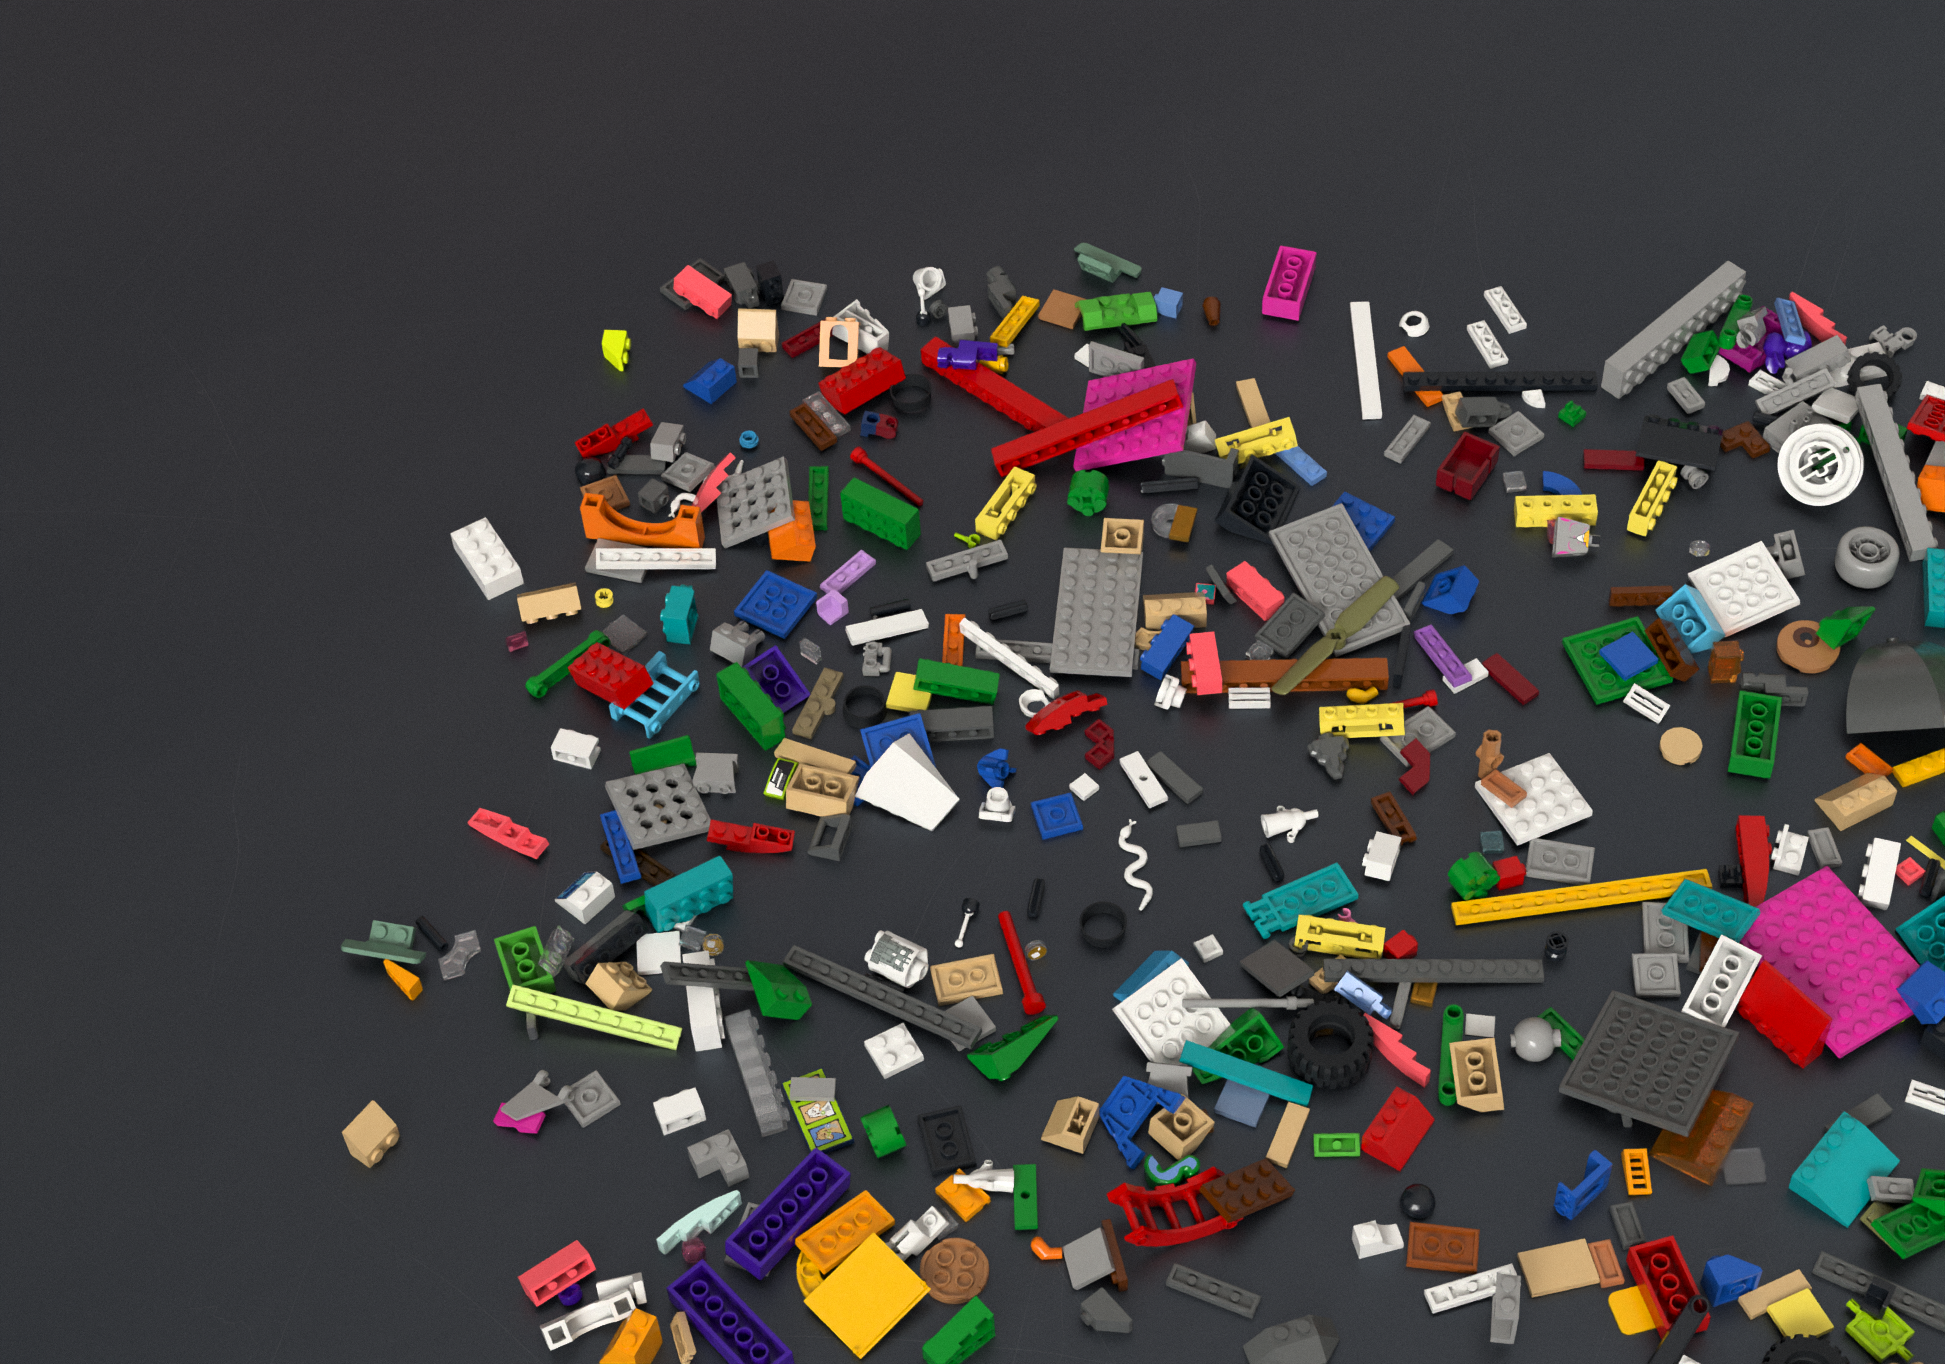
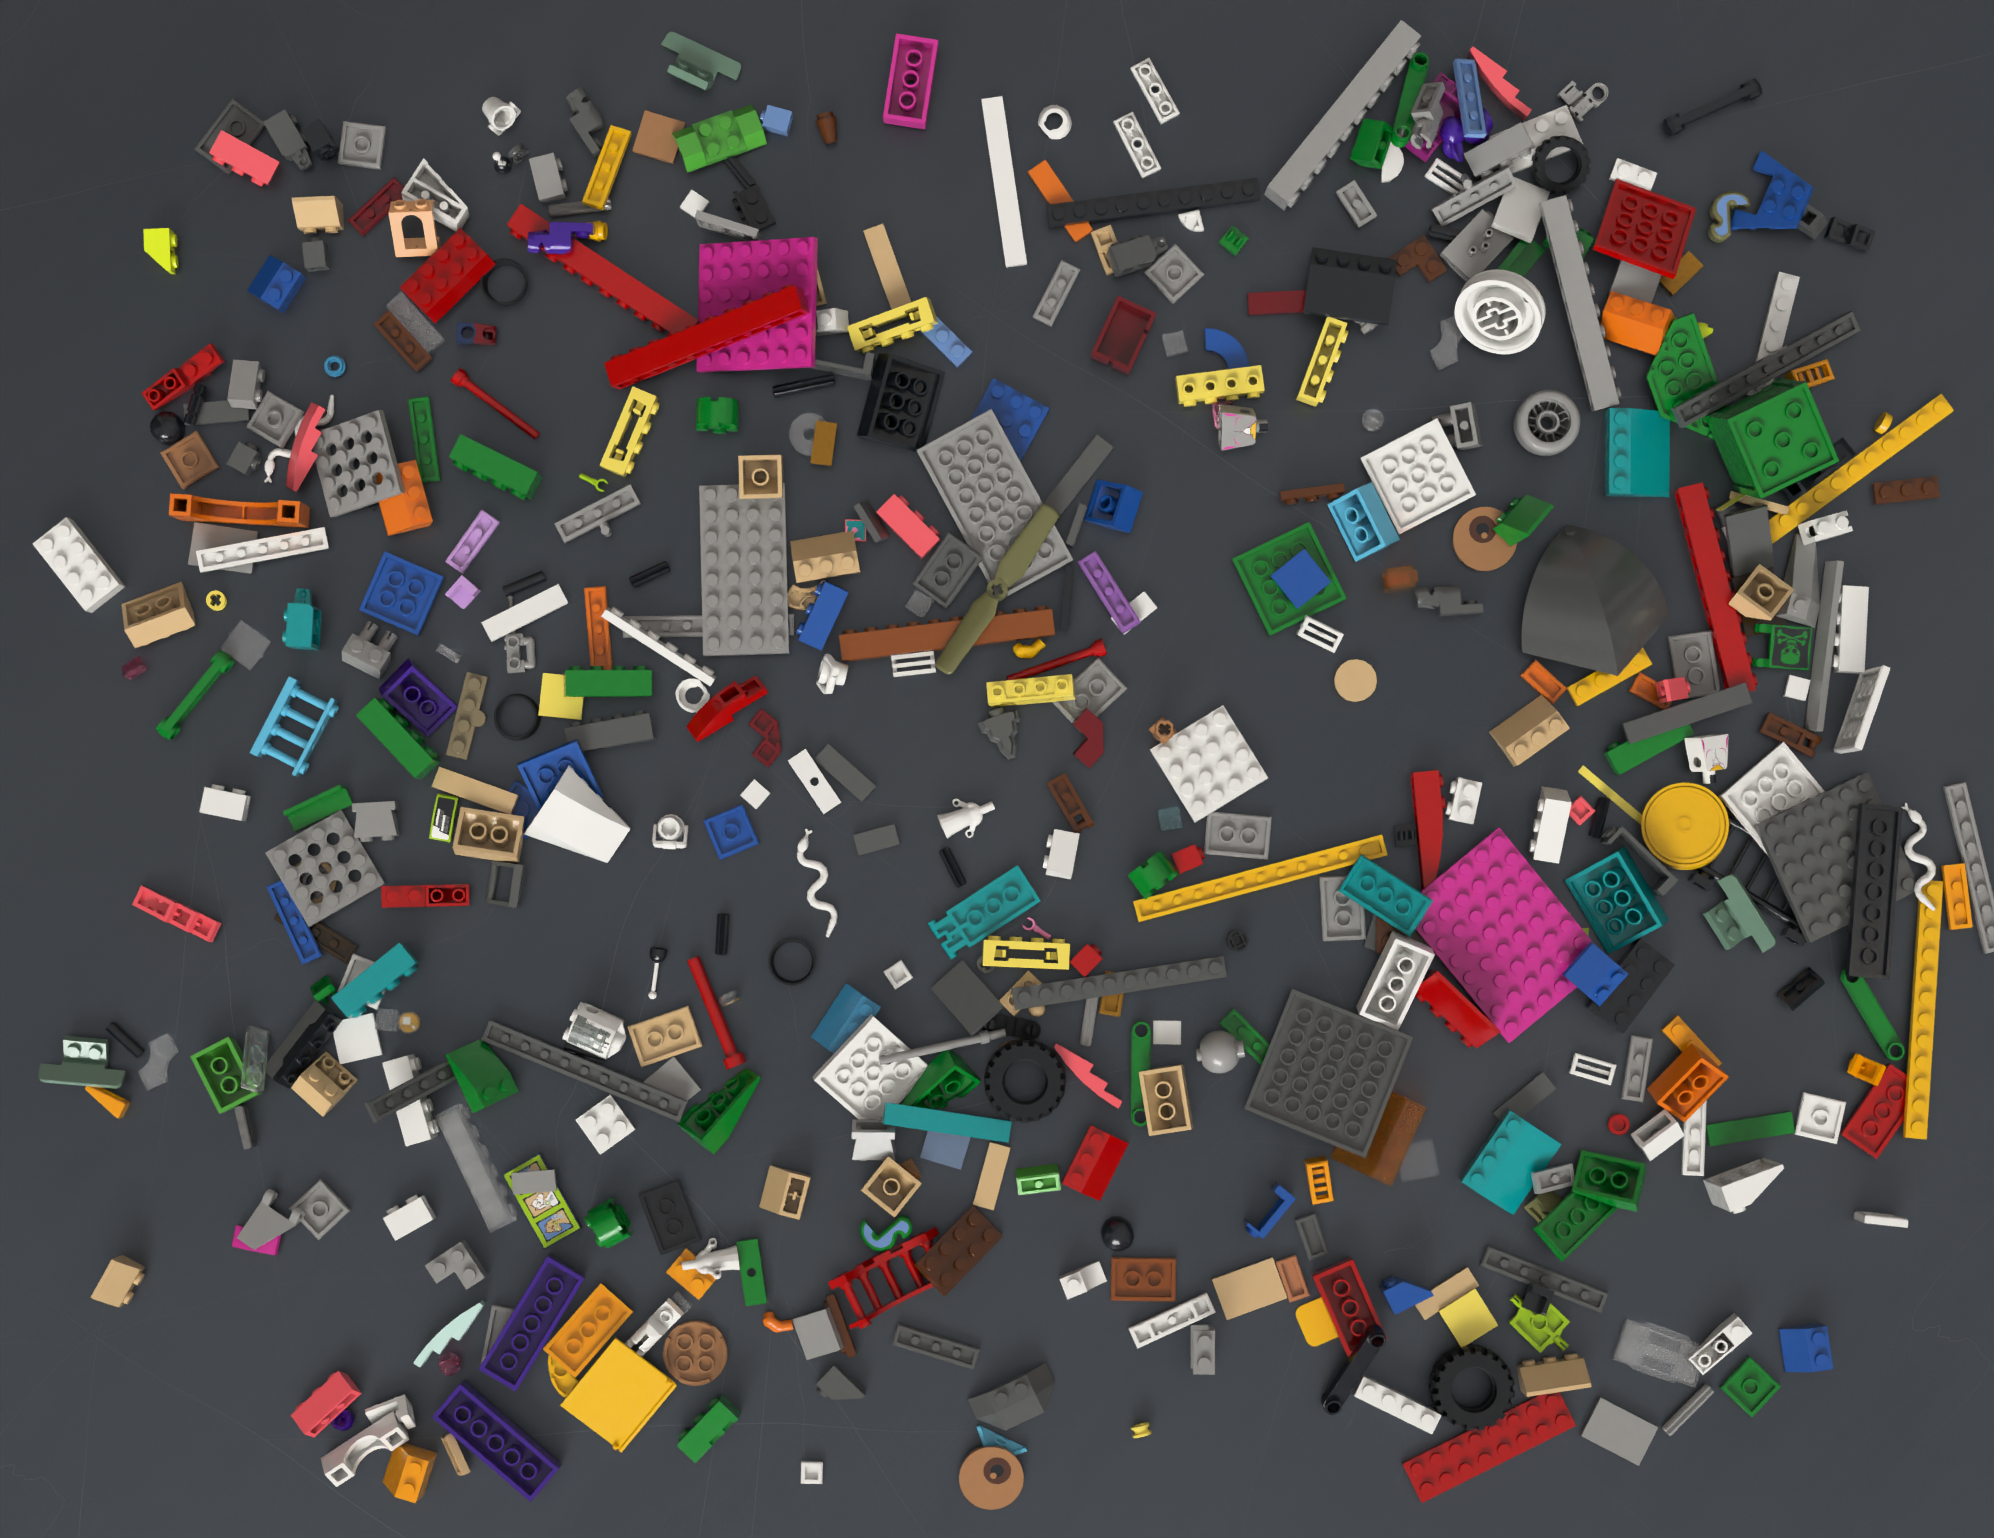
camera: 10 degrees left, 35 degrees up
(586, 896) = (269, 981): white slope -> none
(594, 1017) = (307, 1128): yellowish green tile -> none
(610, 675) = (244, 718): red brick -> none
(994, 768) = (662, 787): blue brick -> none
(1127, 1110) = (839, 1171): blue wing -> none
(1204, 663) = (863, 642): coral brick -> none
(1362, 995) = (1052, 1023): medium blue plate -> none
(1503, 788) = (1178, 761): nougat tile -> none
(1510, 679) = (1179, 611): dark red tile -> none
(1655, 975) = (1333, 961): light grey tile -> none
(1671, 649) = (1344, 564): reddish brown brick -> none
(1754, 734) = (1429, 666): green brick -> none
(1769, 505) = (1446, 351): none -> clear tile
(1824, 848) = (1497, 791): light grey tile -> none

